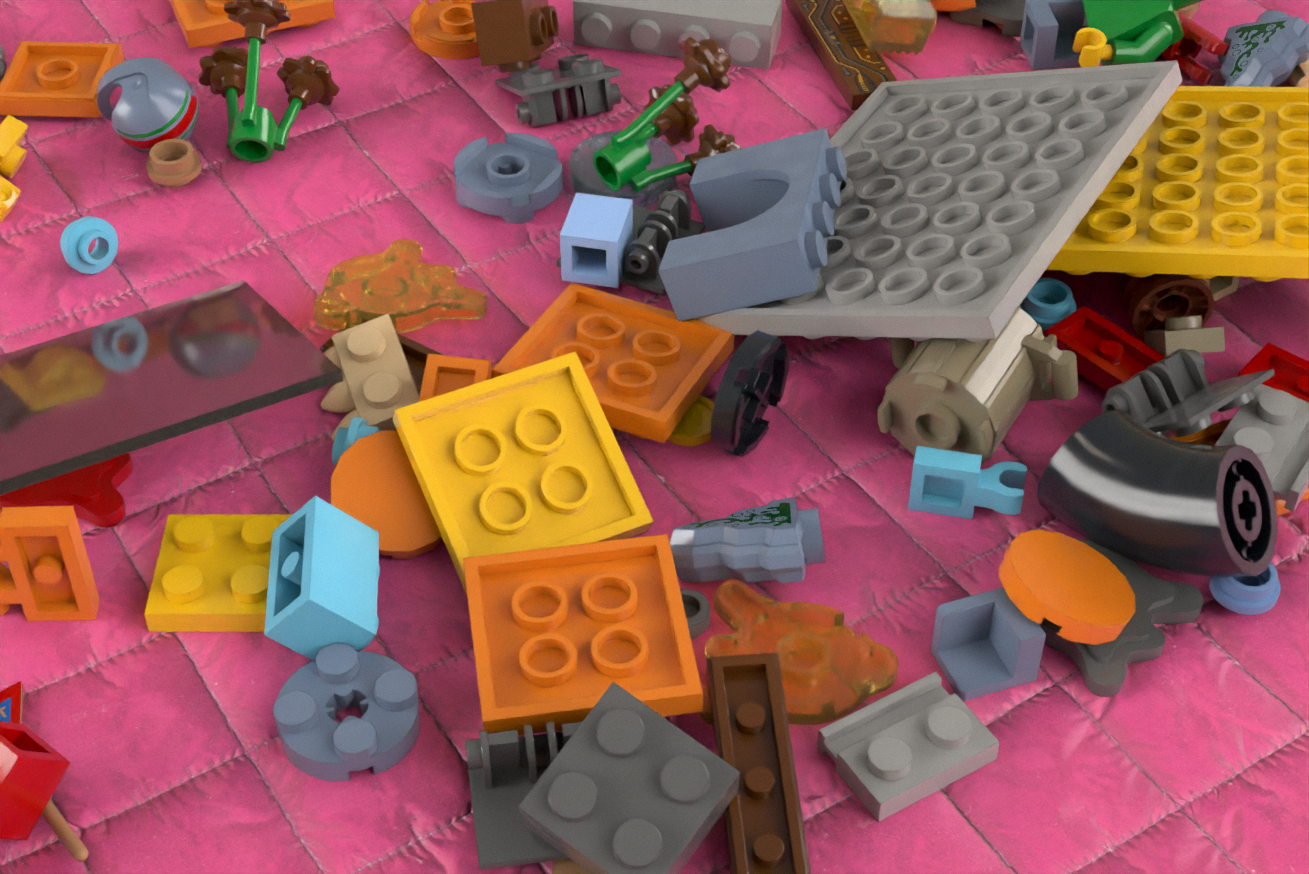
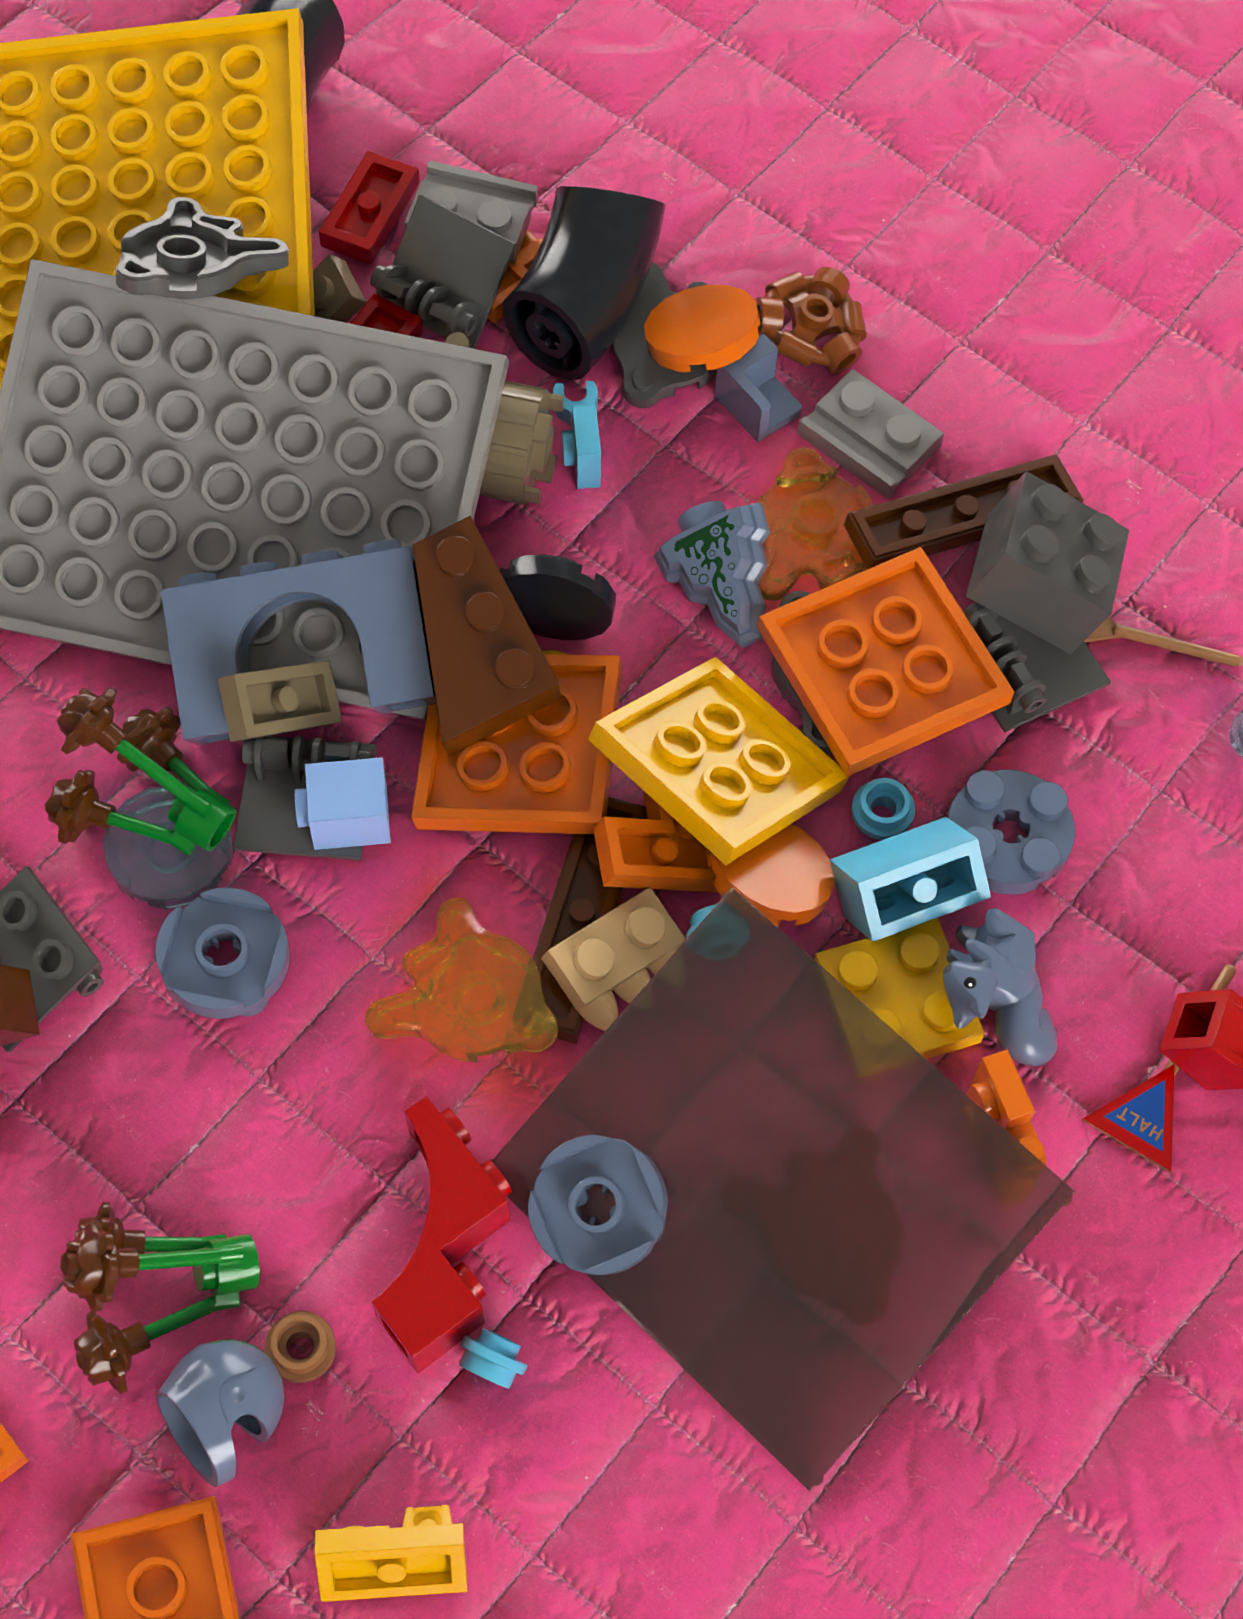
camera: 110 degrees left, 20 degrees up
(158, 312) = (634, 1220): none -> sand blue plate
(181, 638) = (1001, 977): none -> sand blue animal
(218, 245) = (430, 1300): none -> red arch
(424, 611) = (885, 793): none -> medium azure plate
(700, 187) = (279, 700): none -> dark tan plate
(704, 293) = (477, 640): none -> reddish brown wedge
(1080, 720) = (817, 308): none -> dark orange piece
(1172, 152) = (193, 254): none -> dark grey tile

